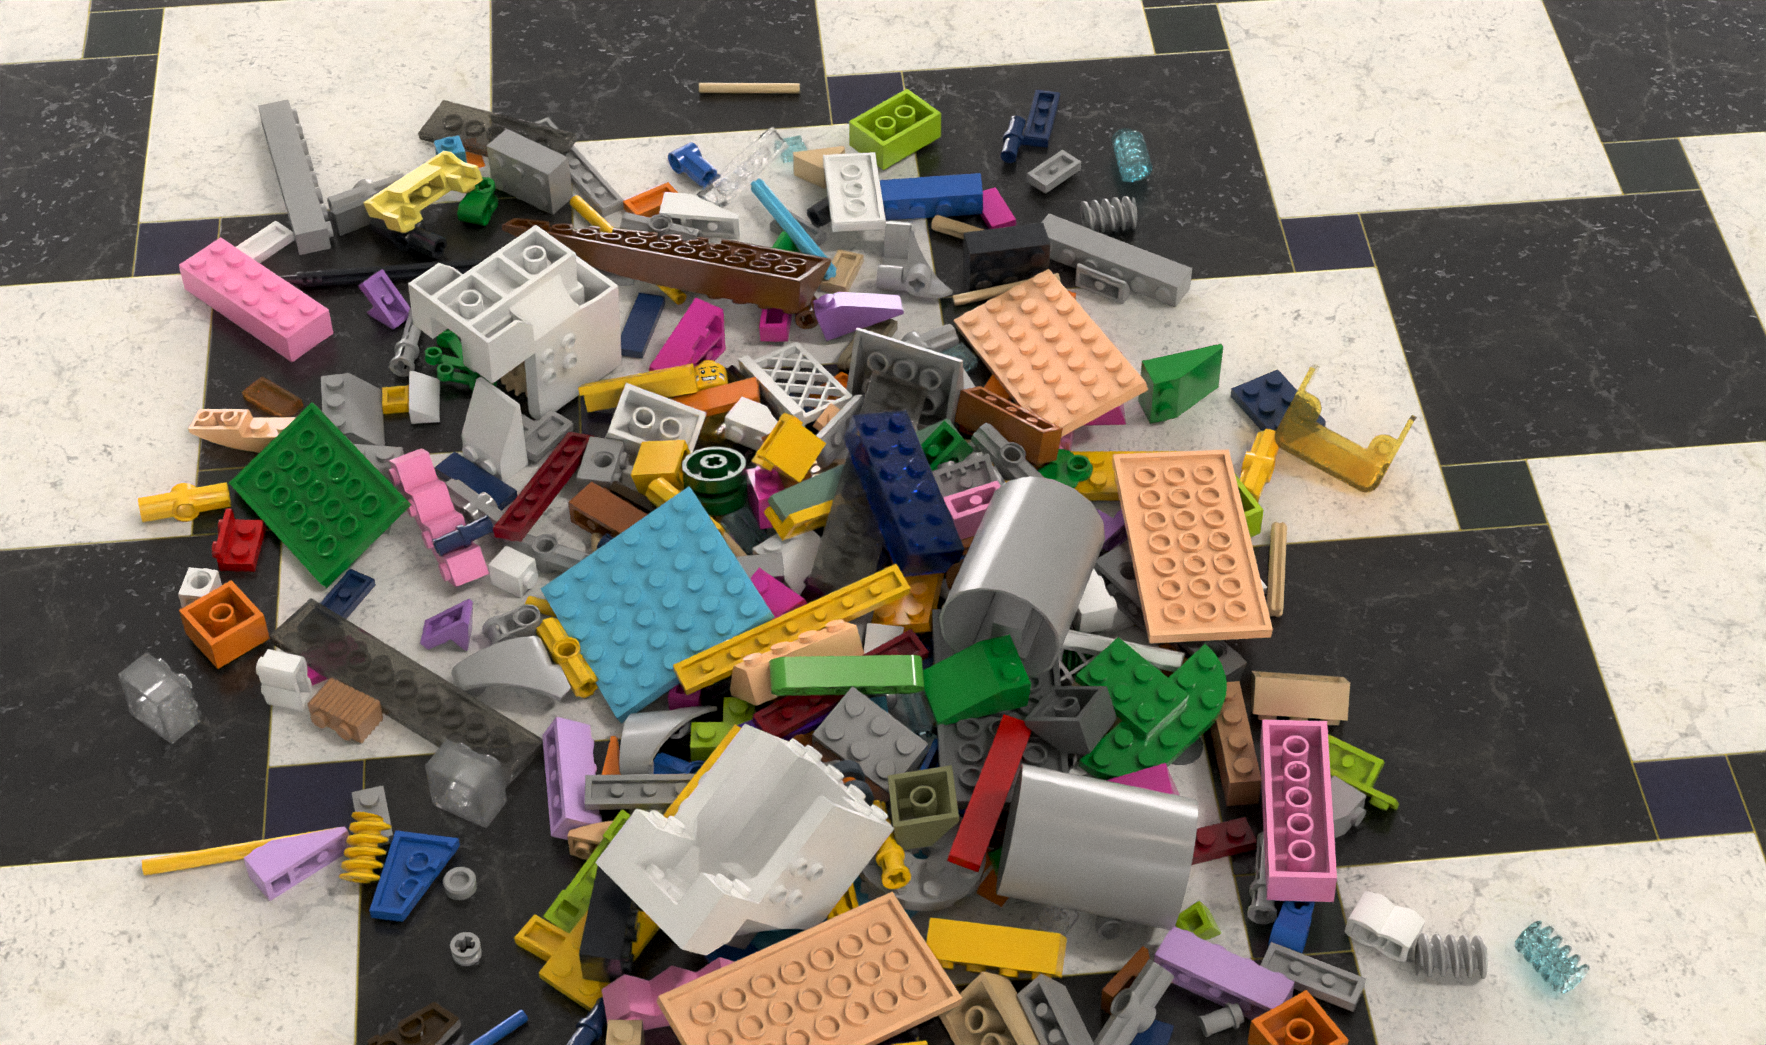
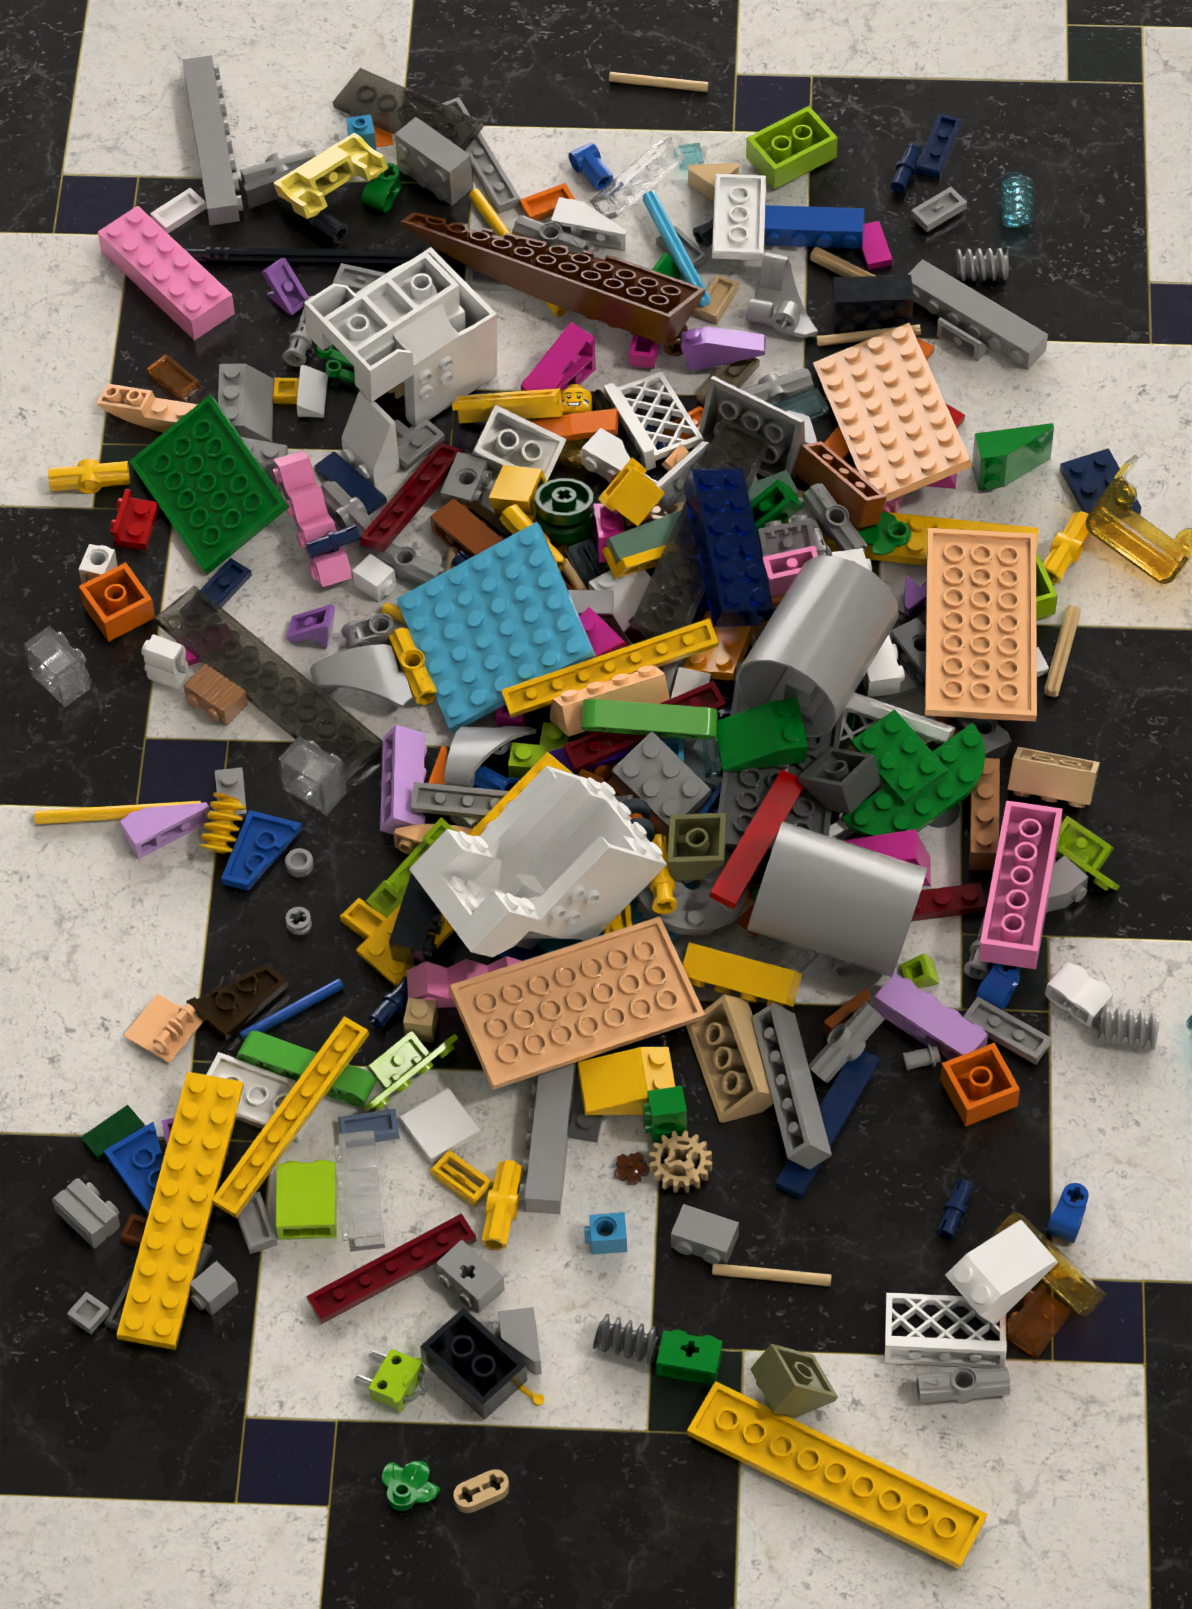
camera: 10 degrees right, 10 degrees up
(641, 324) = (520, 336): dark blue tile -> none

